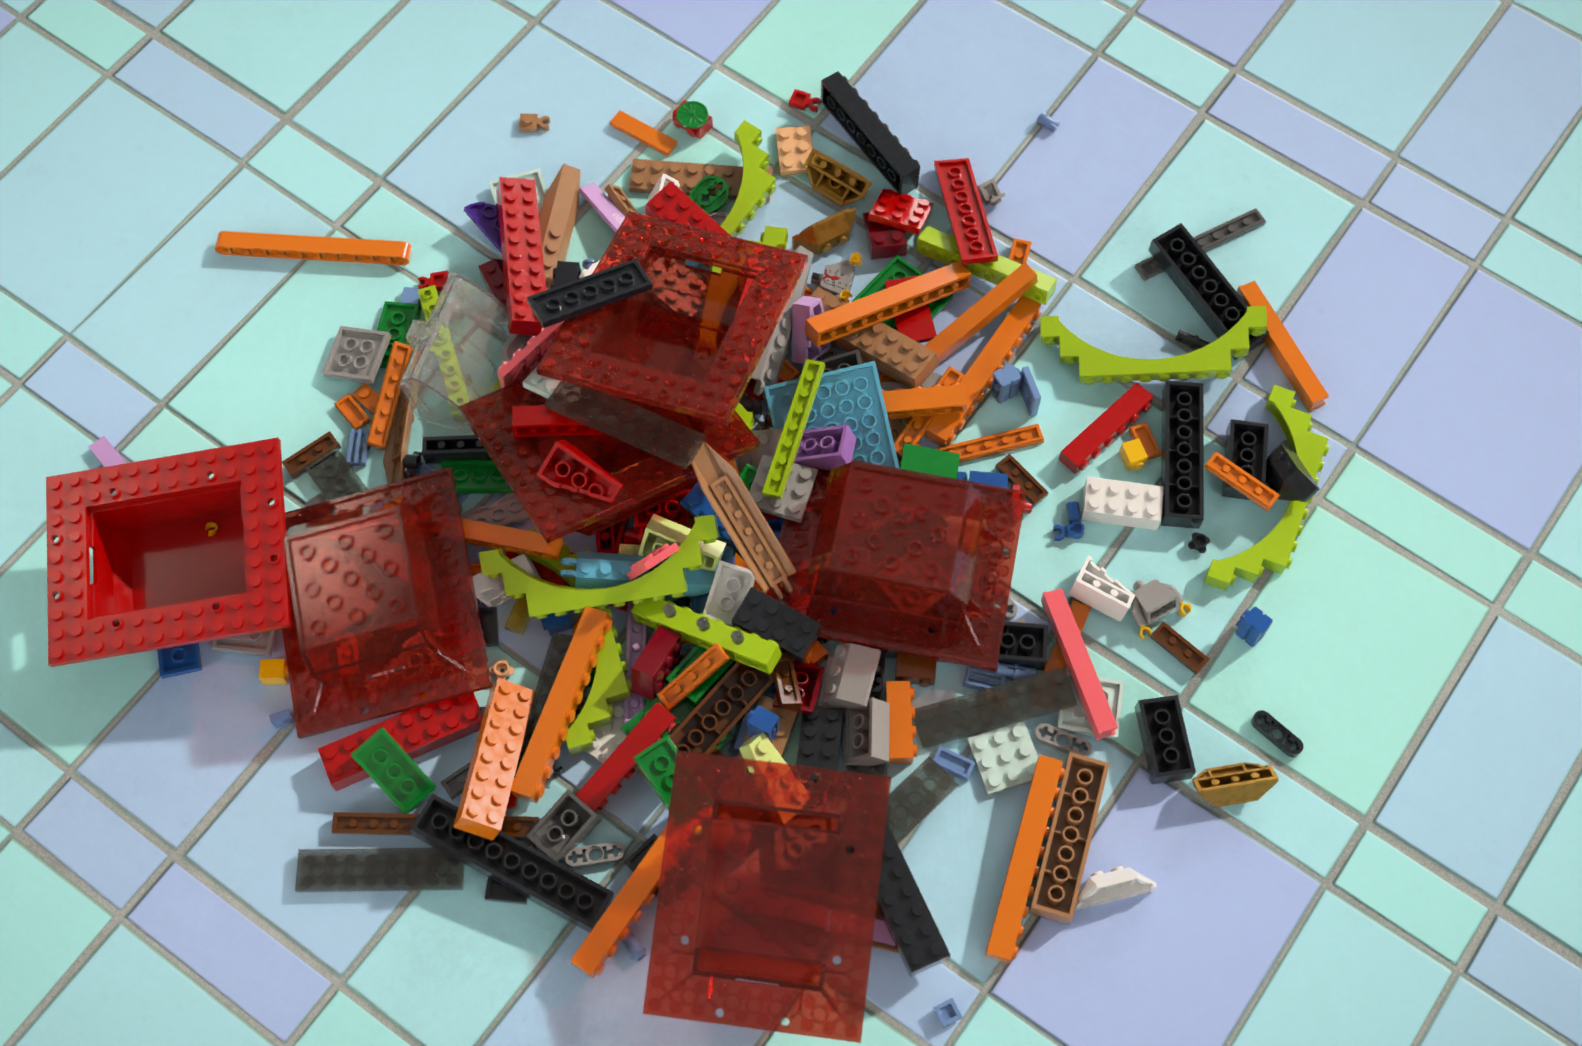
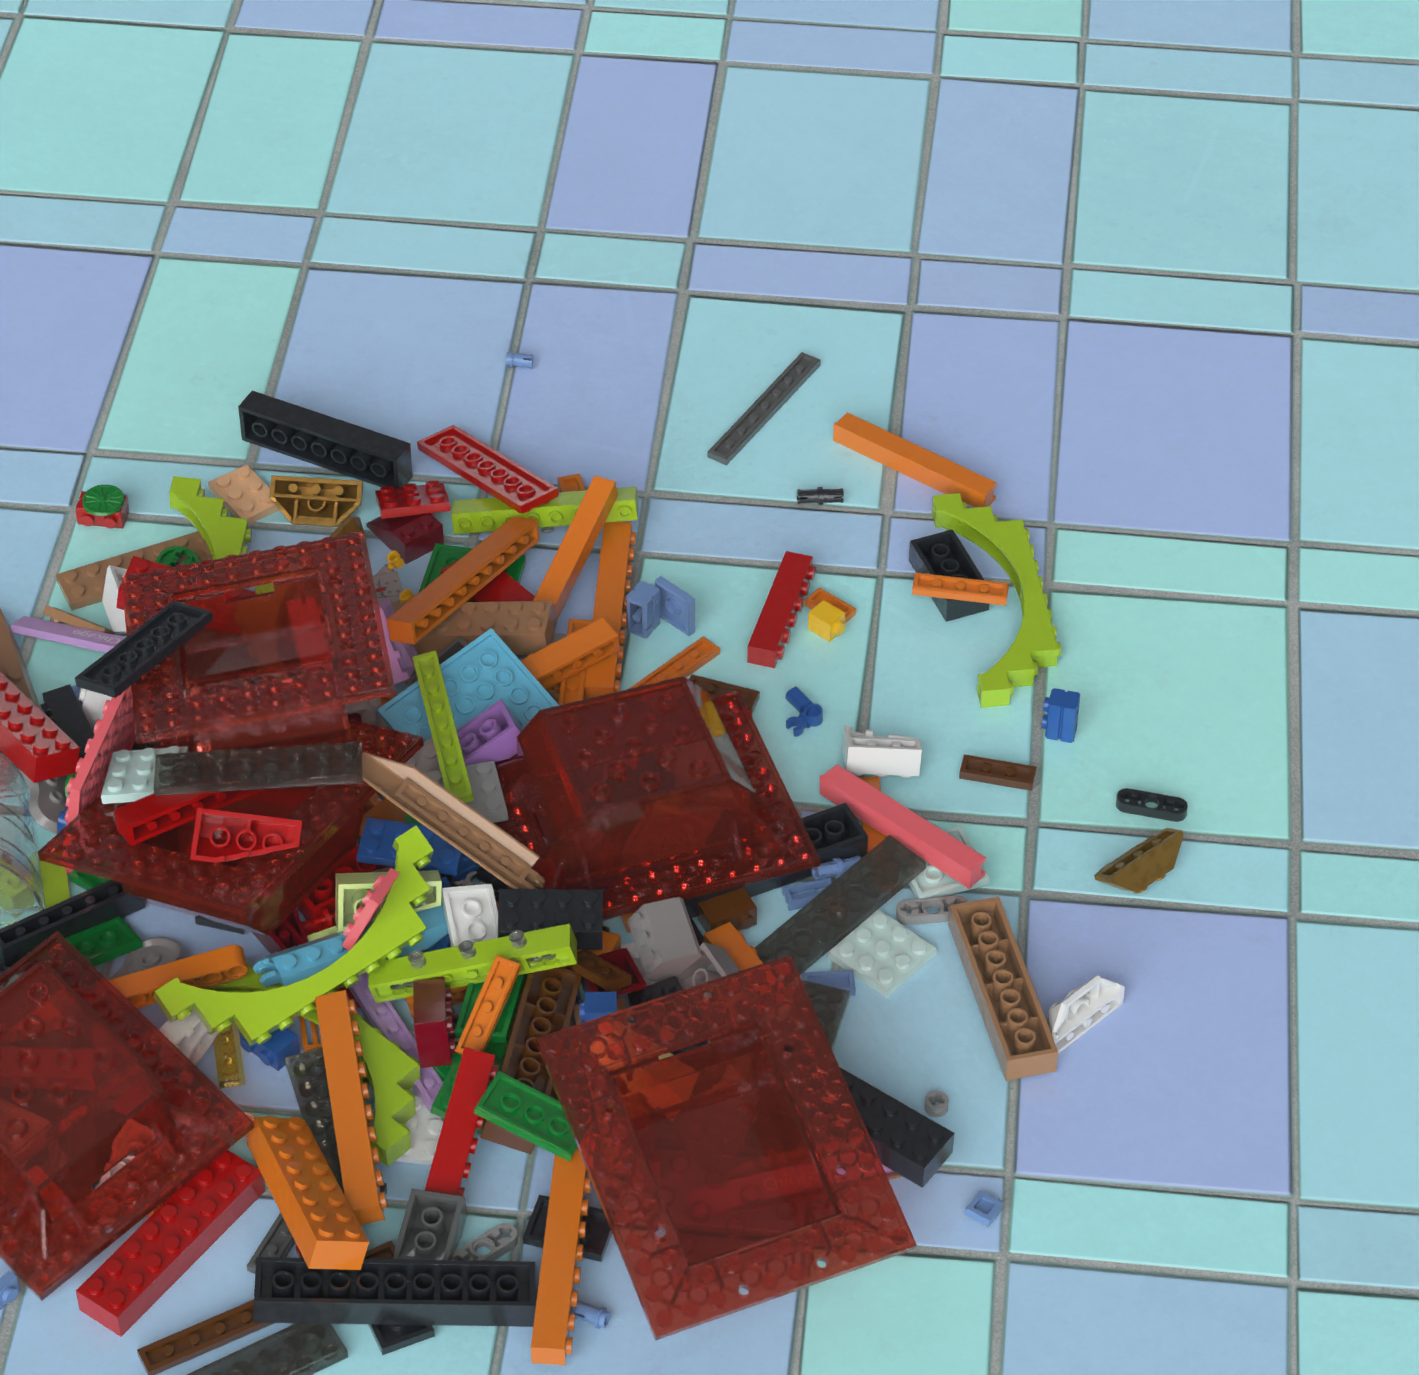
camera: 30 degrees left, 20 degrees down
(393, 770) = (187, 1266): green plate -> none
(643, 133) = (50, 547): orange tile -> none
(803, 100) = (222, 444): red plate -> none
(967, 899) = (939, 1110): none -> light grey bush
(990, 192) = (503, 445): light grey bracket -> none
(1024, 859) = (969, 1029): orange brick -> none
(1122, 503) = (846, 668): white brick -> none
(1155, 601) = (944, 739): light grey torso -> none
(1165, 739) = (1040, 856): black brick -> none
(1182, 454) = (880, 597): black brick -> none
(1199, 537) = (951, 671): black plate -> none
(1201, 282) = (804, 440): black brick -> none
(1204, 363) = (737, 554): lime arch -> none
(1288, 475) = (1007, 564): black wedge -> none

